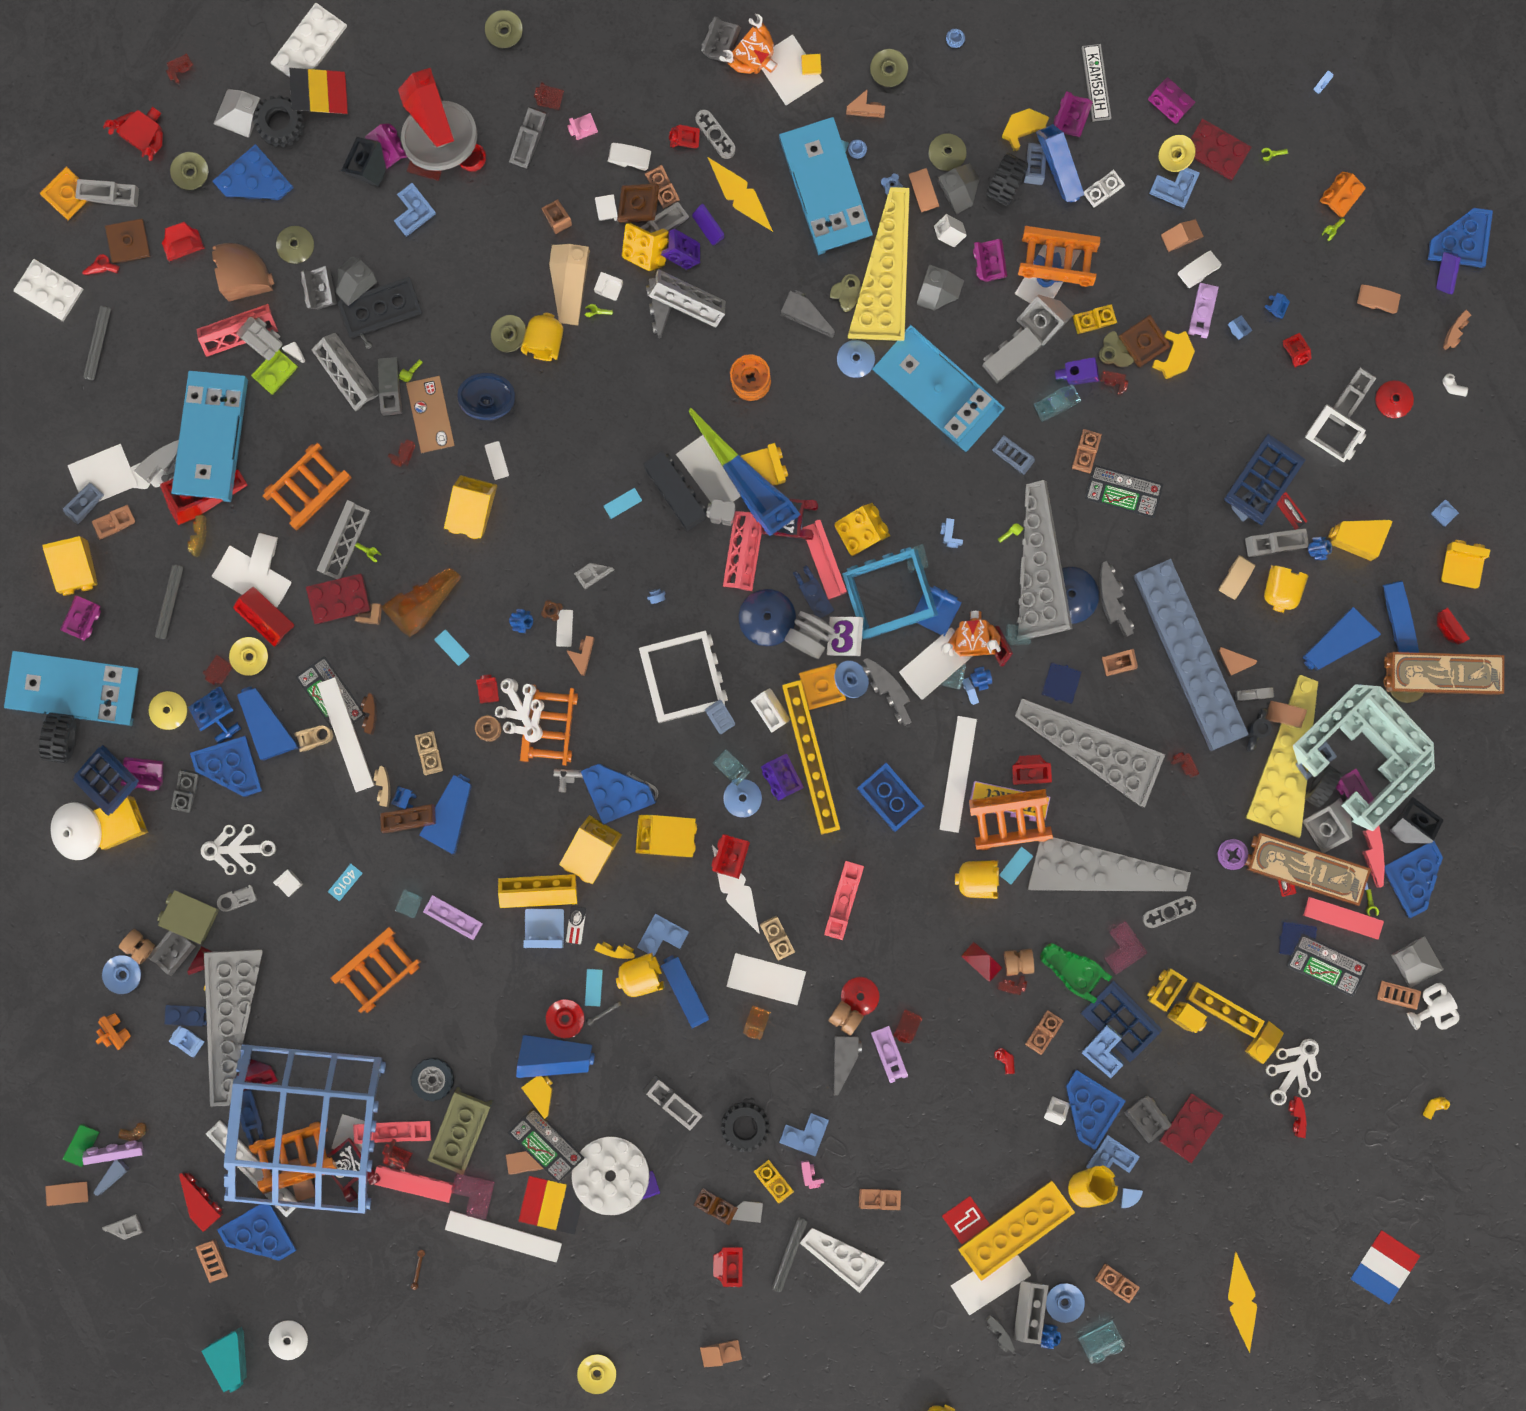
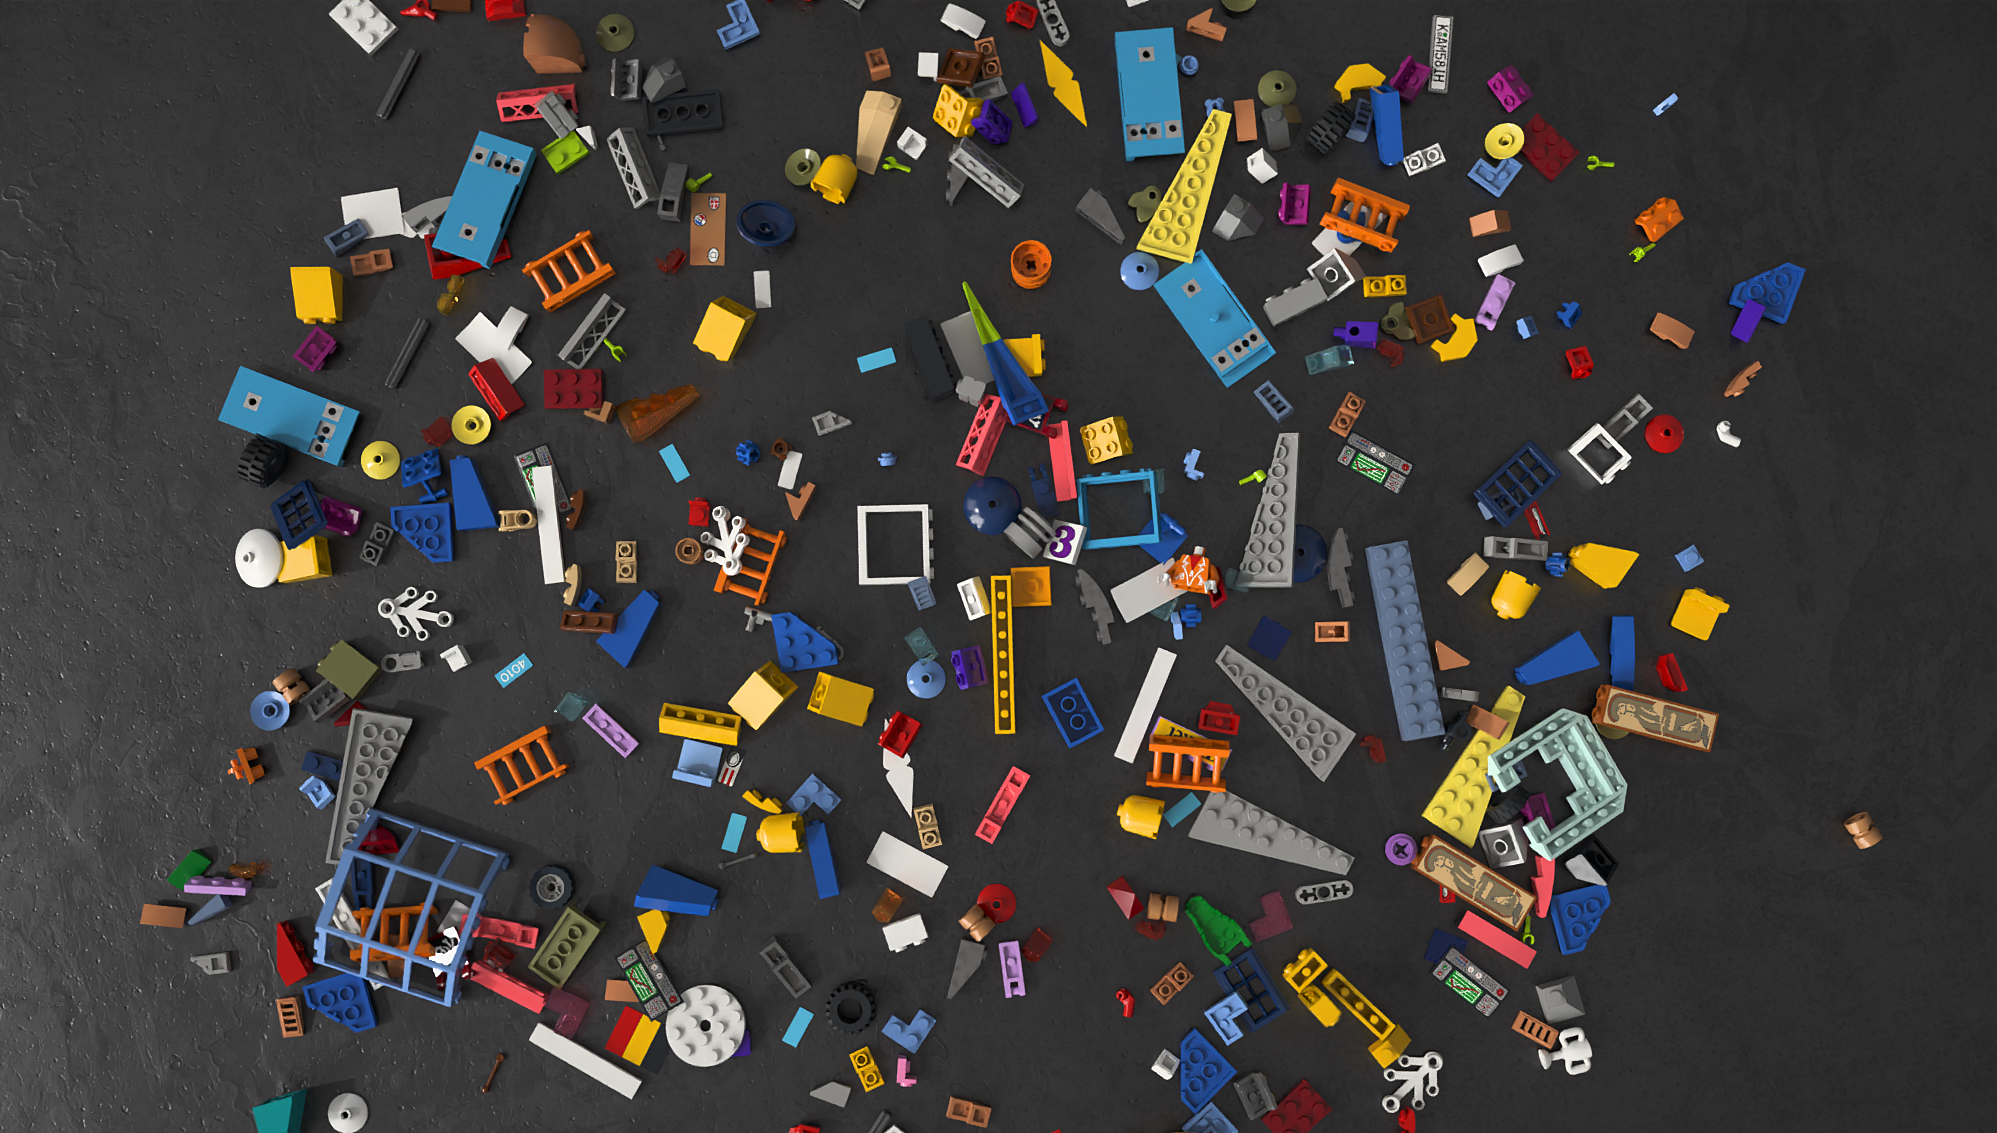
camera: 15 degrees right, 0 degrees up
(554, 1018) = (688, 861): red dish -> none
(698, 1157) = (798, 1027): none -> medium azure sticker
(715, 1206) = (803, 1080): reddish brown slope -> none
(779, 1043) = (905, 932): none -> white brick
(857, 679) = (1067, 586): medium blue dish -> none

